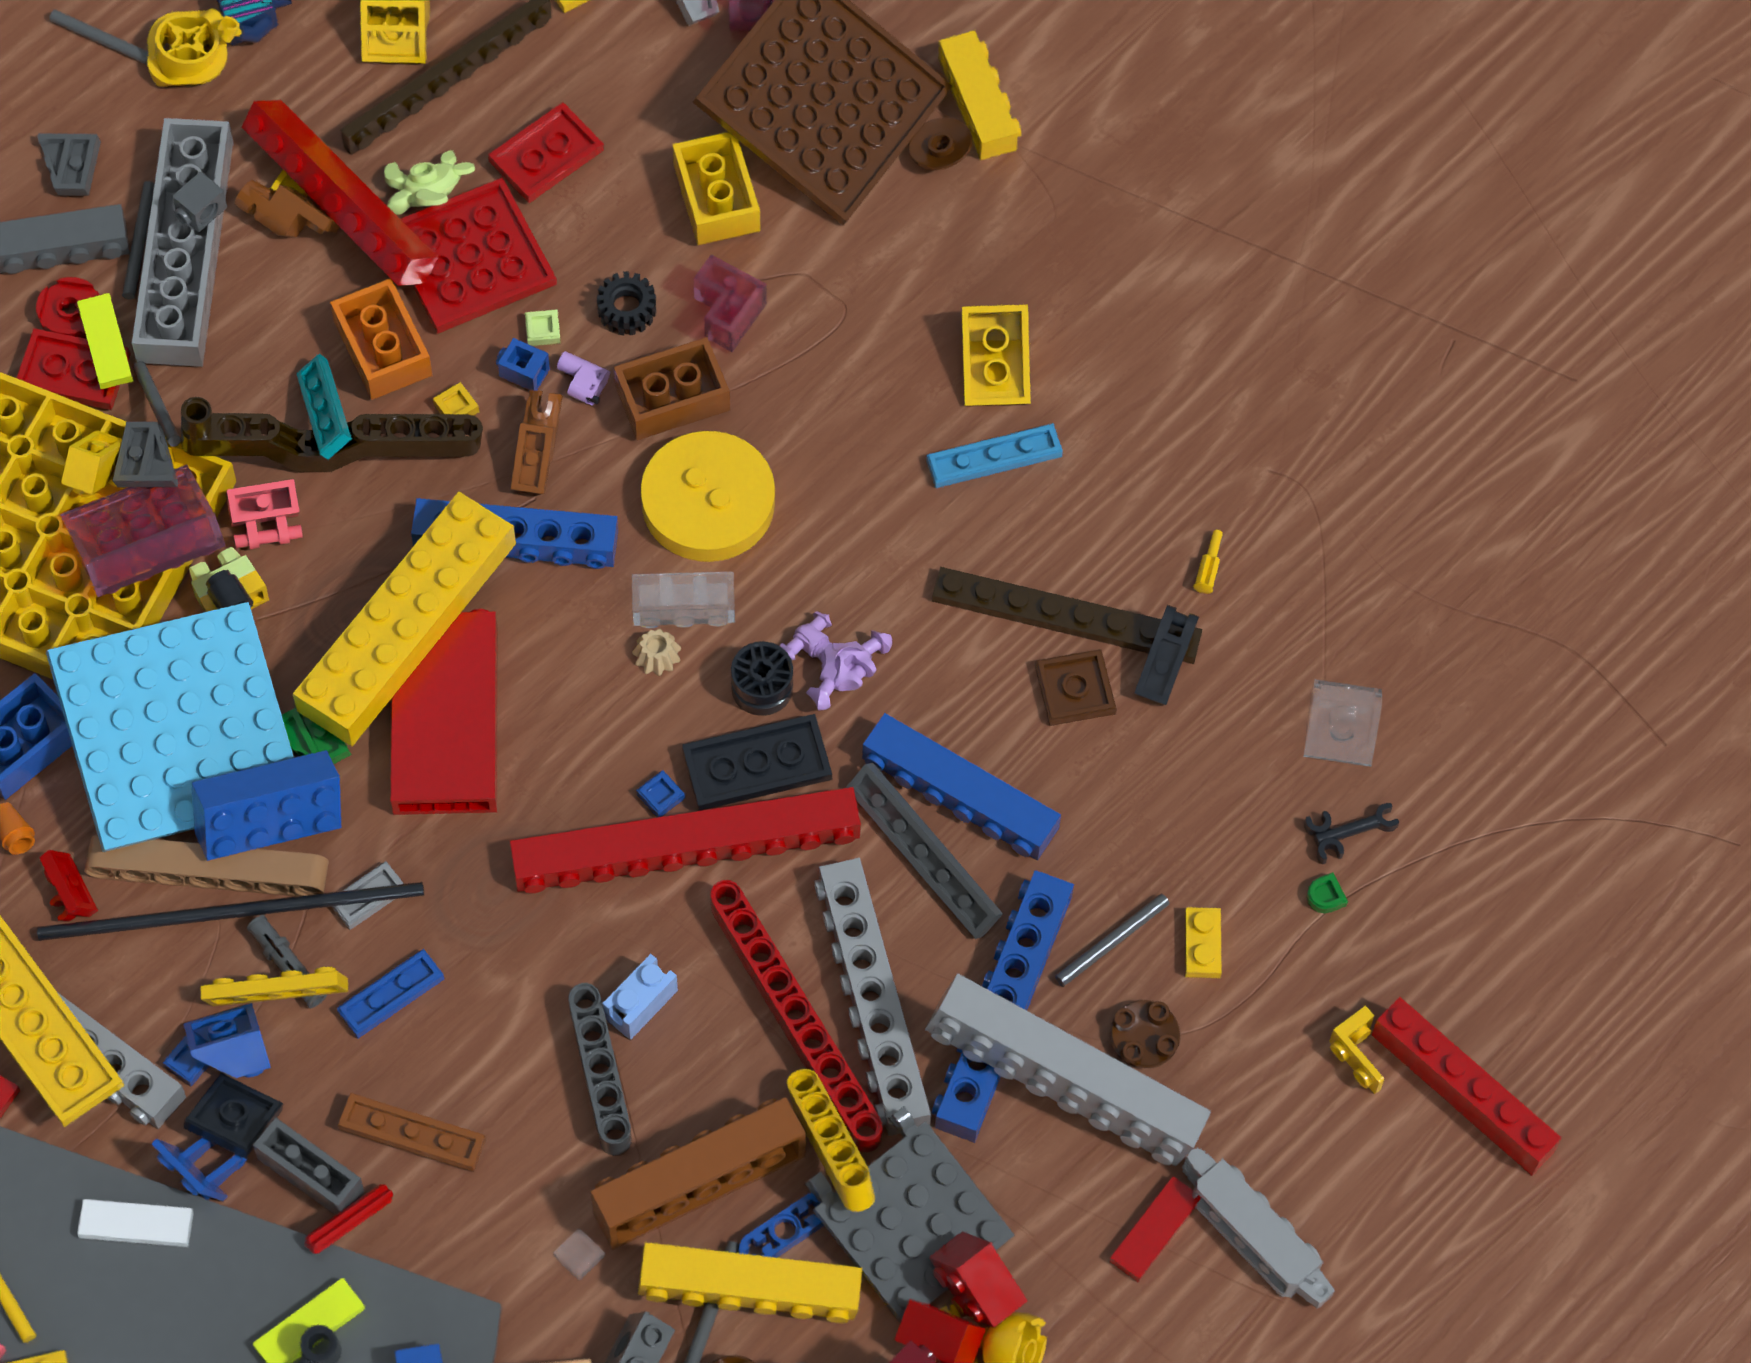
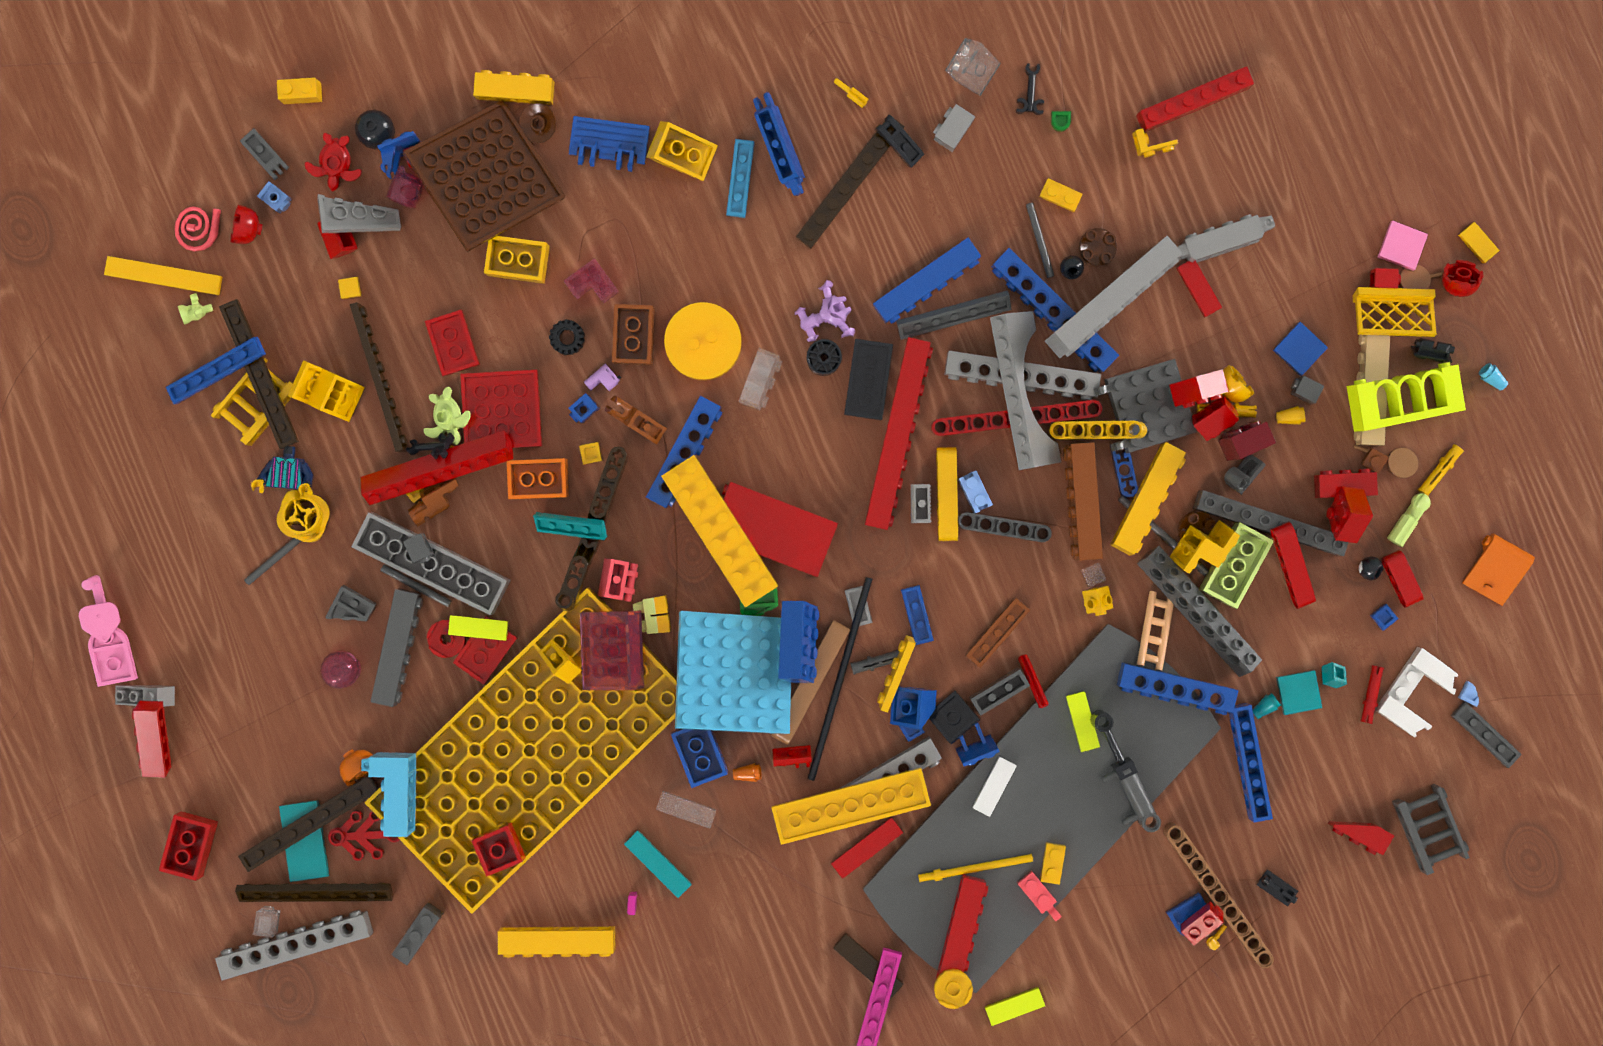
camera: 65 degrees left, 25 degrees up
(144, 458) = (569, 633): dark grey wing -> none
(156, 403) = (530, 613): dark grey bar -> none
(227, 590) = (667, 618): black brick -> none
(368, 178) = (437, 448): none -> black bar
(535, 1271) = (1097, 600): none -> yellow brick
(542, 327) = (561, 388): yellowish green tile -> none
(583, 916) = (920, 503): none -> light grey brick
(618, 955) = (947, 493): none -> yellow beam
(656, 651) = (781, 405): tan piece -> none
(660, 794) = (864, 435): blue tile -> none
(759, 1040) = (1011, 339): none -> light grey arch
(964, 252) = (609, 139): none -> blue hinge
(1073, 483) = (779, 144): none -> blue hinge
(1075, 687) = (893, 196): reddish brown tile -> none
(1090, 1002) = (1072, 267): none -> black piece
(1229, 731) = (953, 128): none -> light grey brick

